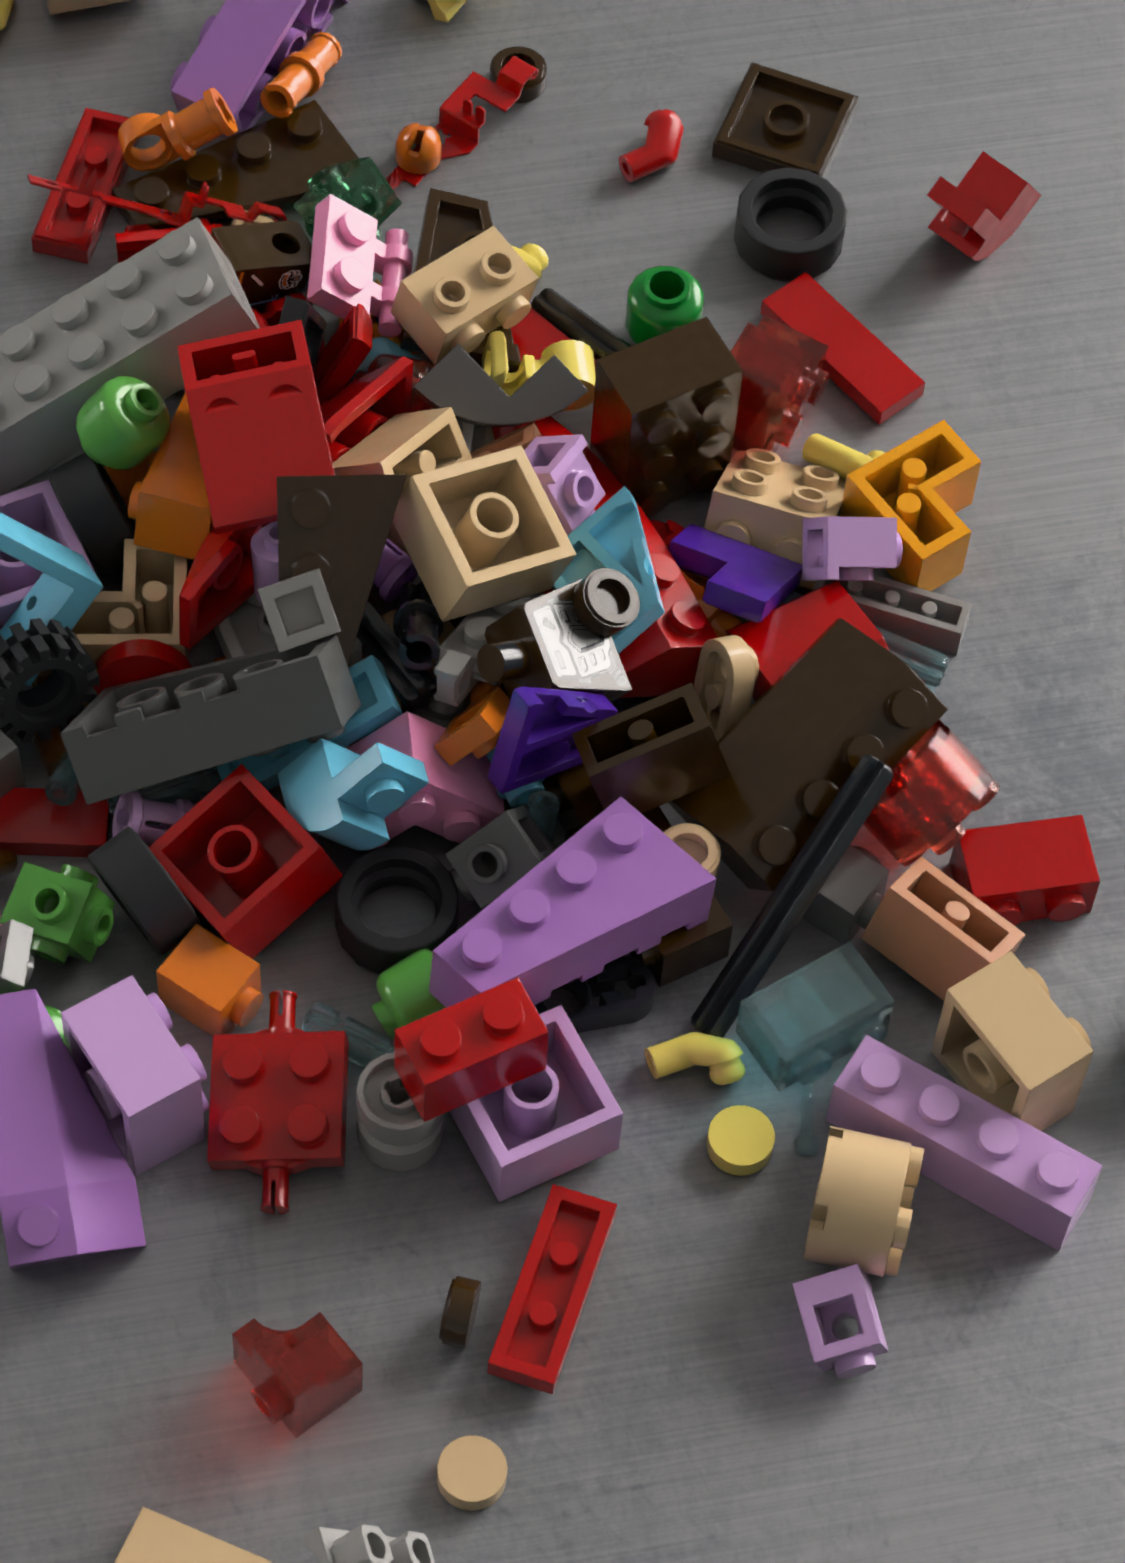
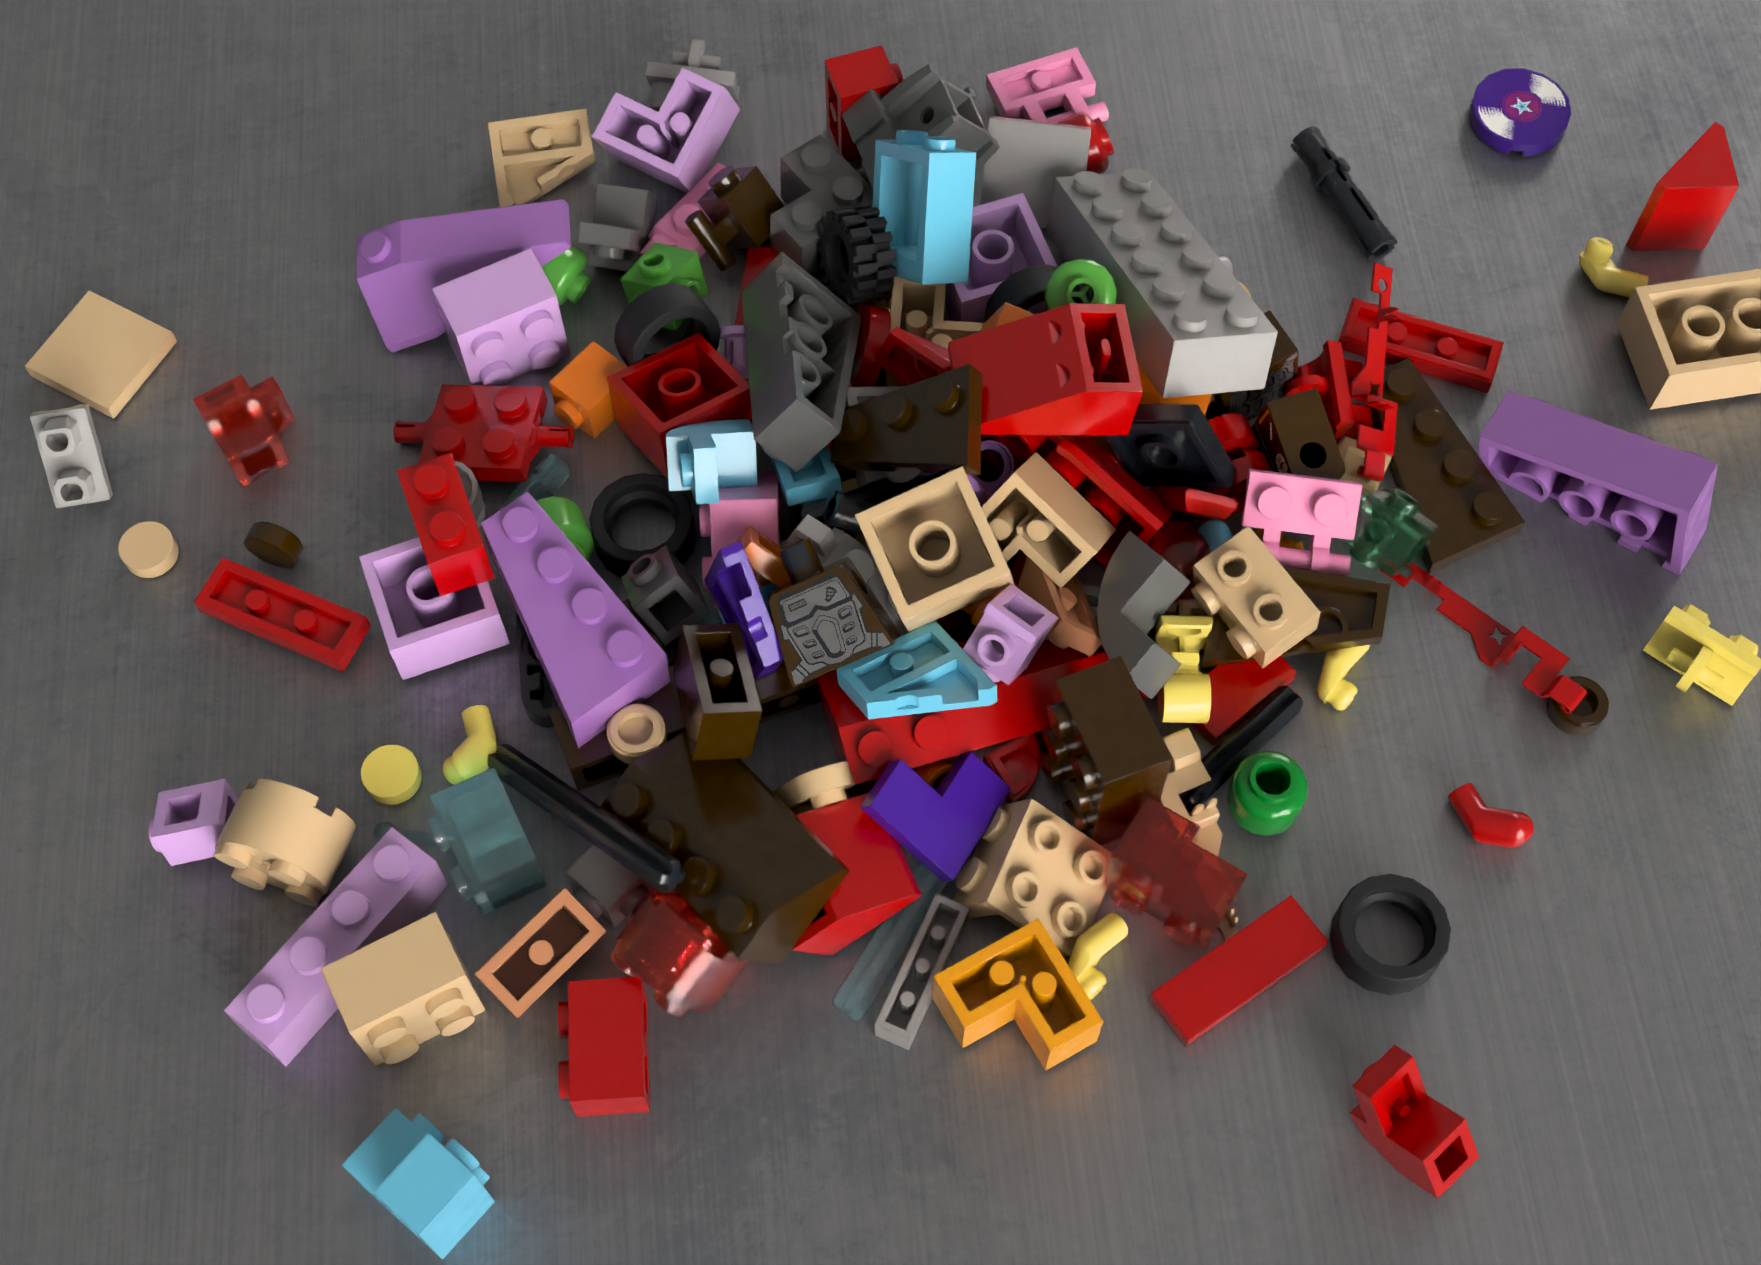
camera: 100 degrees right, 5 degrees up
(179, 132) = (1458, 396): orange connector -> none
(299, 610) = (854, 396): light grey plate -> none
(301, 74) = (1548, 506): orange pin -> none
(430, 150) = (1474, 614): orange hinge -> none
(606, 601) = (861, 652): tile -> none
(784, 123) = (1528, 952): dark brown tile -> none
(849, 547) = (953, 910): lavender brick -> none

